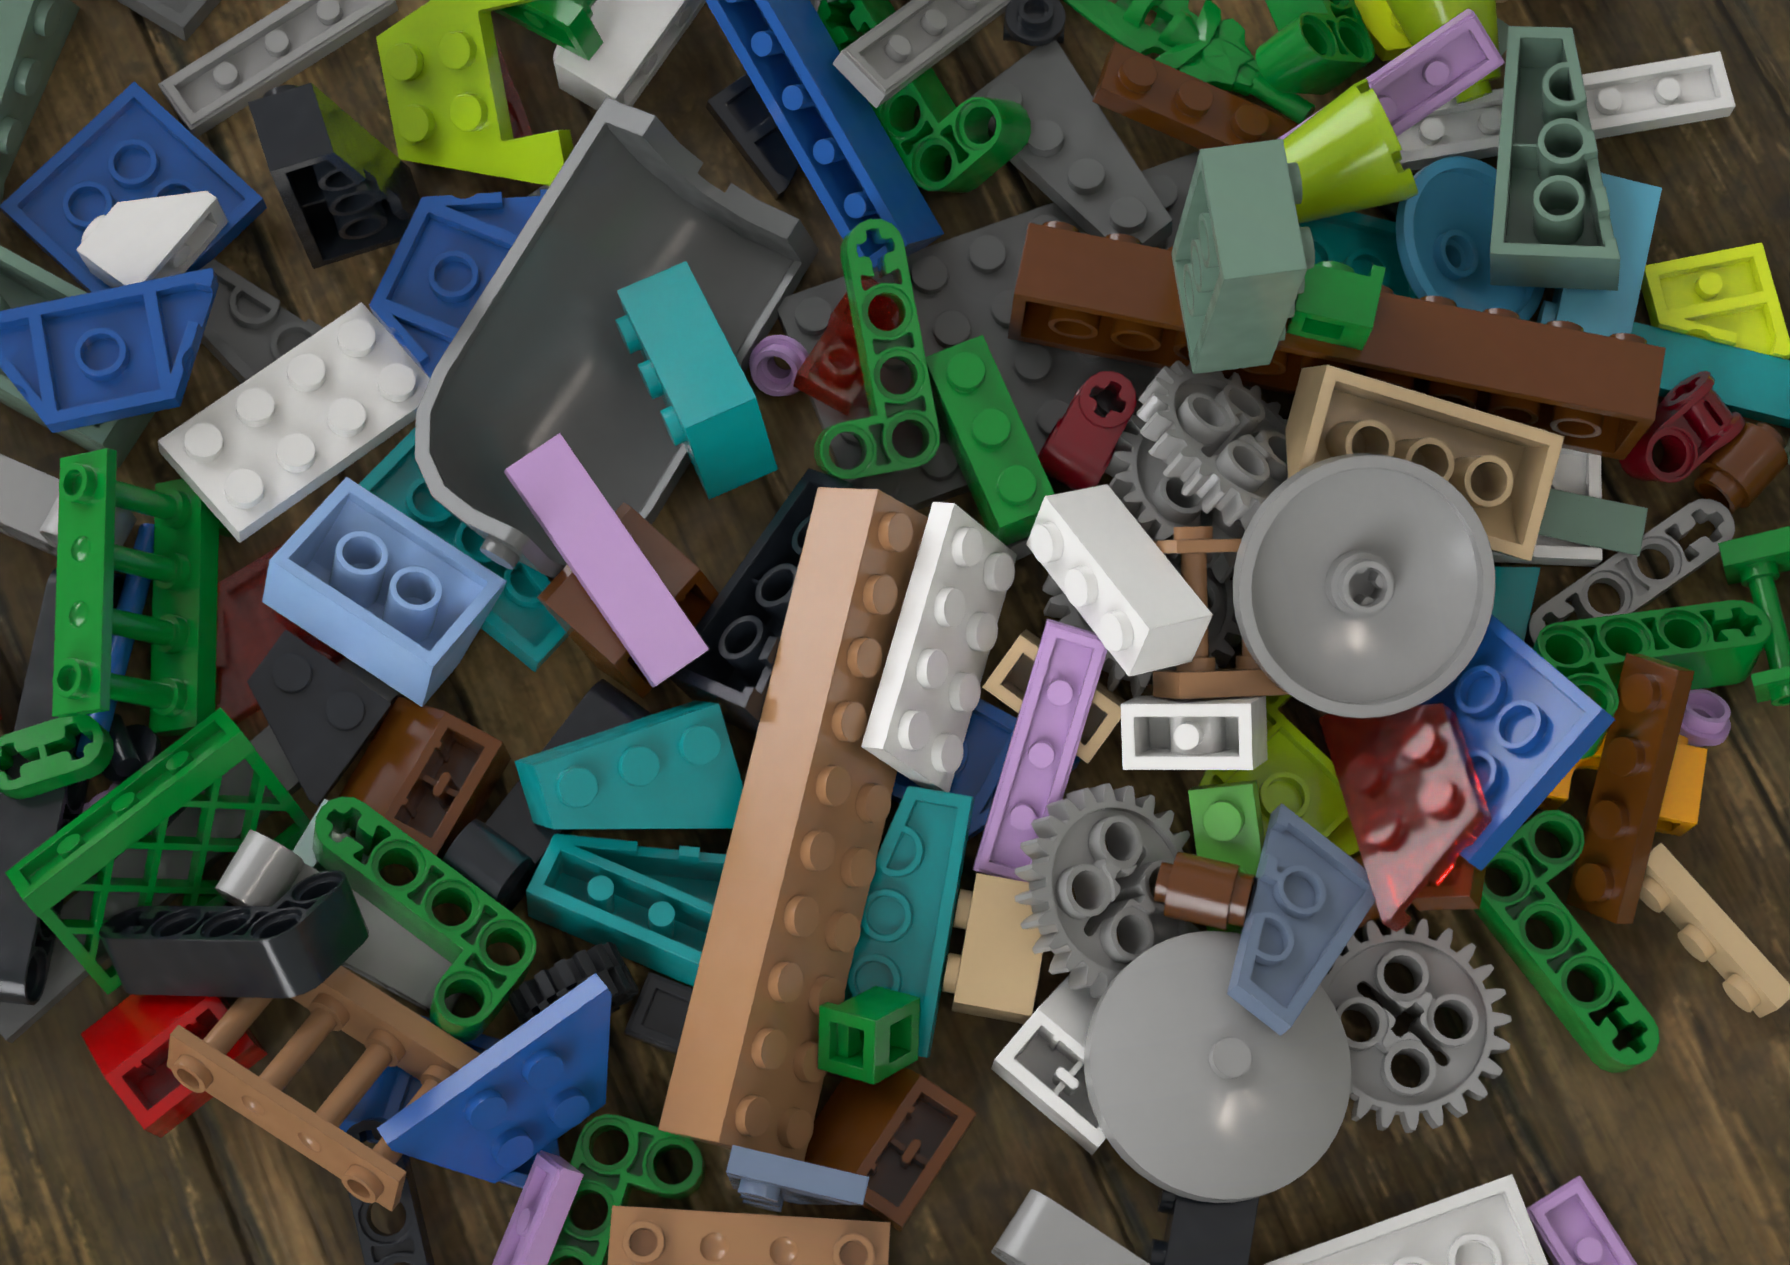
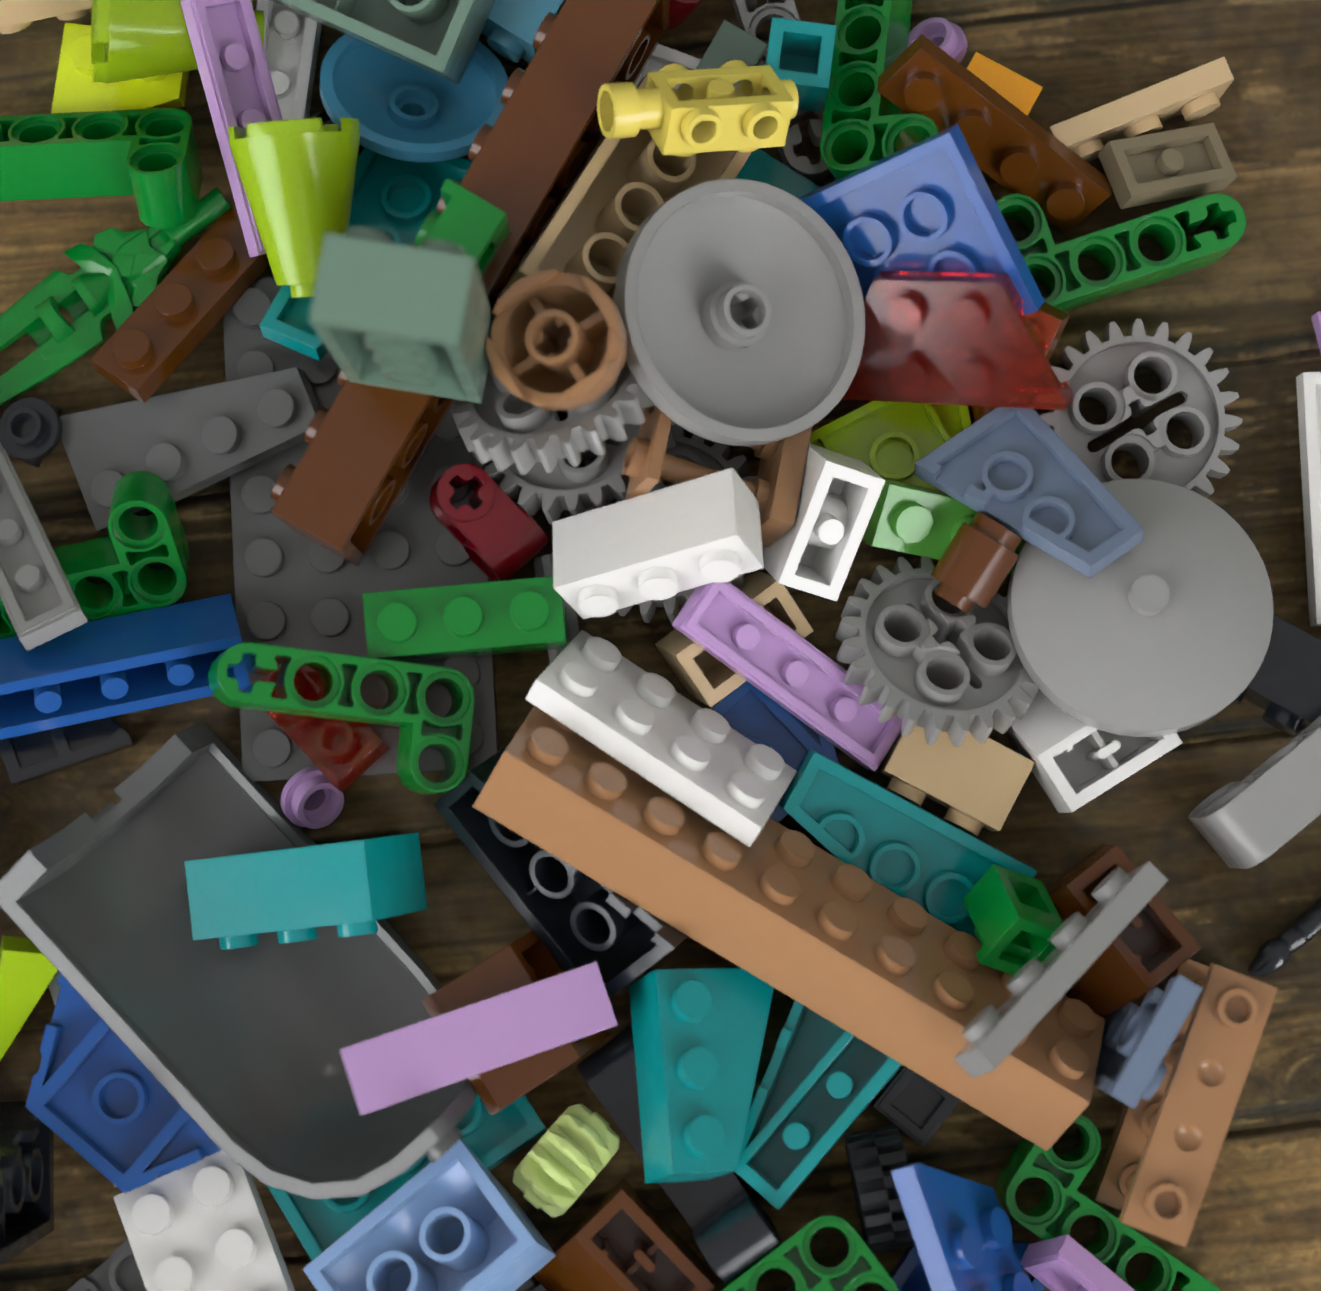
camera: 70 degrees left, 10 degrees up
(513, 691) = (566, 1160): none -> yellowish green gear
(864, 1082) = (1040, 985): none -> light grey plate
(1271, 411) = (557, 340): none -> medium nougat cylinder
(1538, 493) = (704, 110): none -> light yellow brick
(1626, 577) = (804, 55): none -> teal brick
(1669, 975) = (1167, 165): none -> dark tan plate

